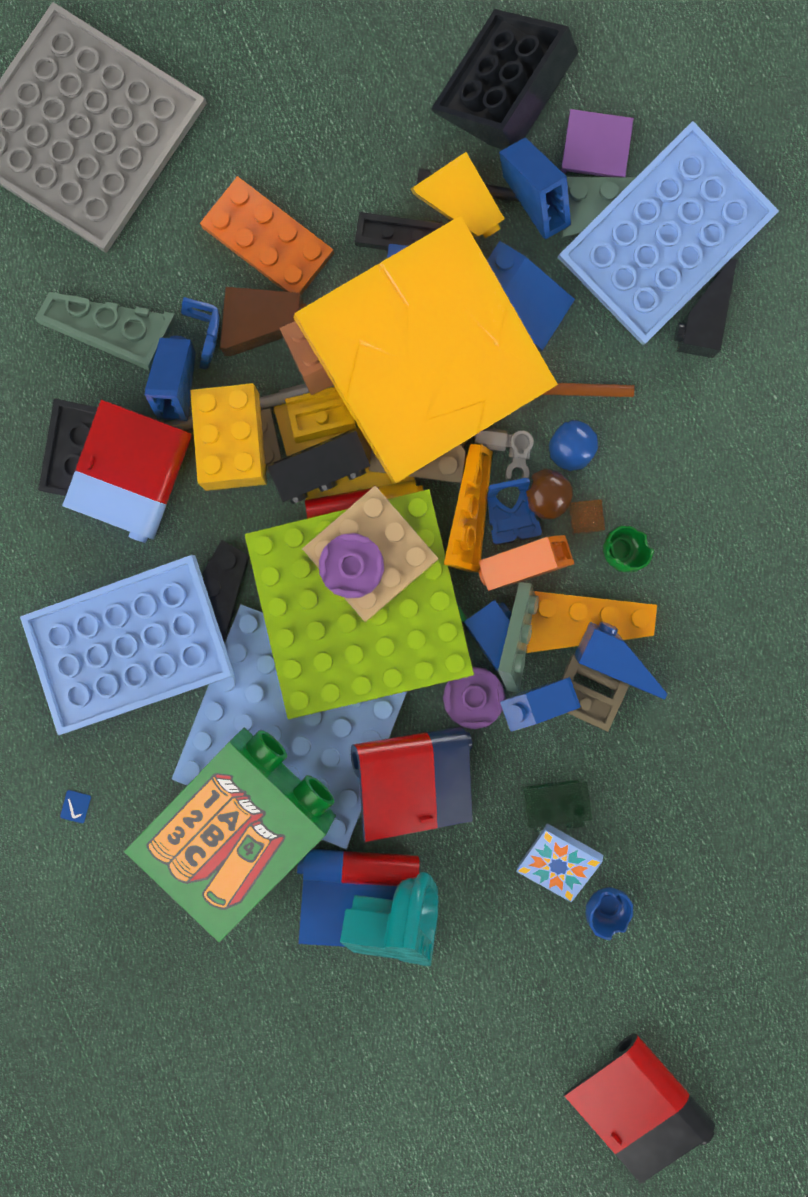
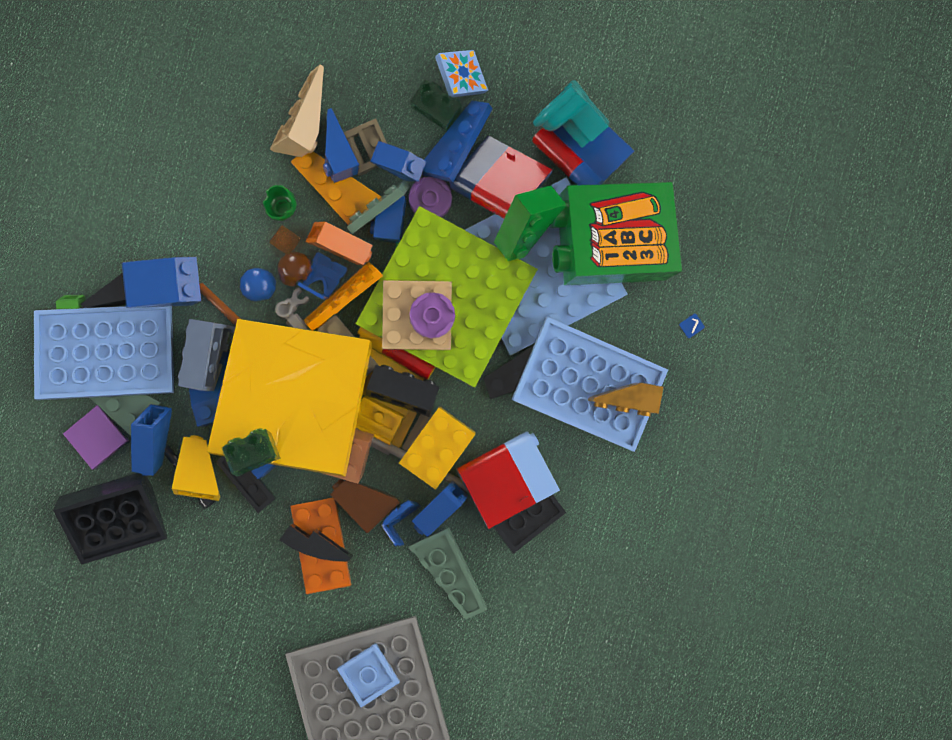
camera: 140 degrees left, 0 degrees up
(66, 672) = (636, 396): none -> pearl gold slope
(100, 149) = (368, 675): none -> light blue tile
(267, 228) = (314, 545): none -> black slope
(337, 758) = (527, 221): none -> green wedge
(411, 249) = (250, 452): none -> clear green brick
(496, 776) = (453, 148): none -> blue wing
(562, 319) = (202, 354): none -> sand blue wedge
(609, 912) = (458, 27): blue hair -> none
(673, 353) = (161, 282): none -> blue slope
(676, 650) = (301, 130): none -> tan wedge
(750, 255) = (70, 302): none -> bright green tile

